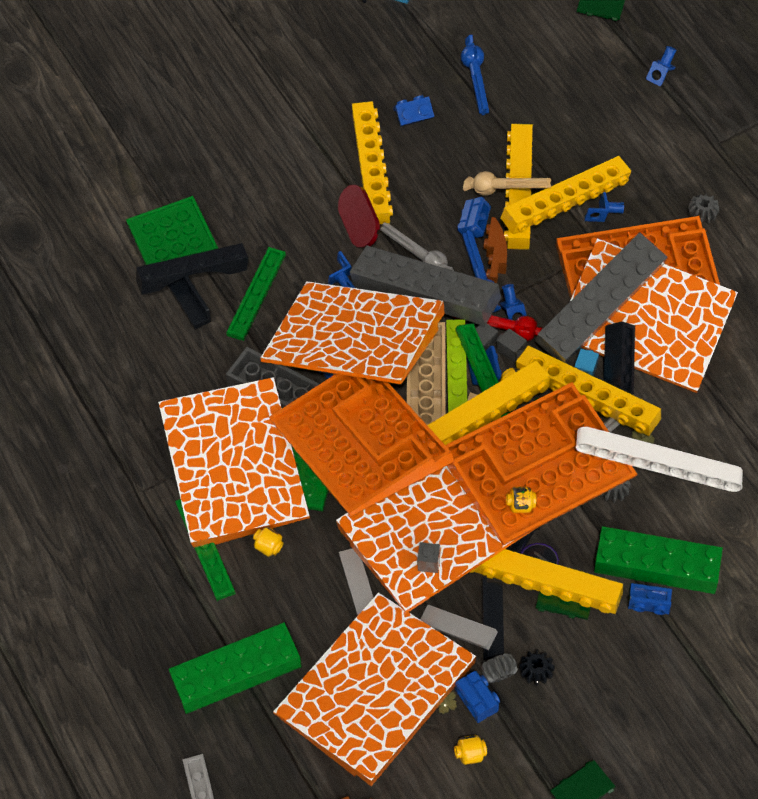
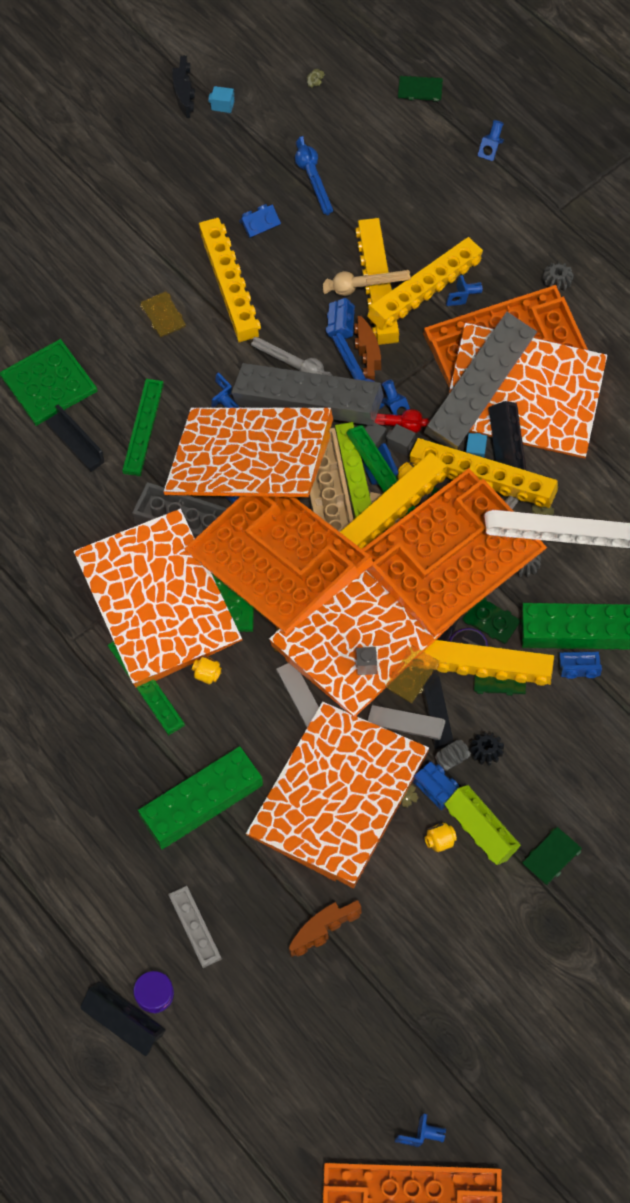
camera: 10 degrees left, 5 degrees up
(160, 274) = (47, 423): black arch -> none
(299, 187) = (163, 314): none -> clear yellow piece
(358, 216) = (228, 335): dark red tile -> none
(473, 579) = (412, 674): none -> clear yellow piece
(515, 744) = (482, 825): none -> lime brick
(521, 499) = (444, 590): yellow head -> none
(568, 539) = (492, 620): none -> dark green piece

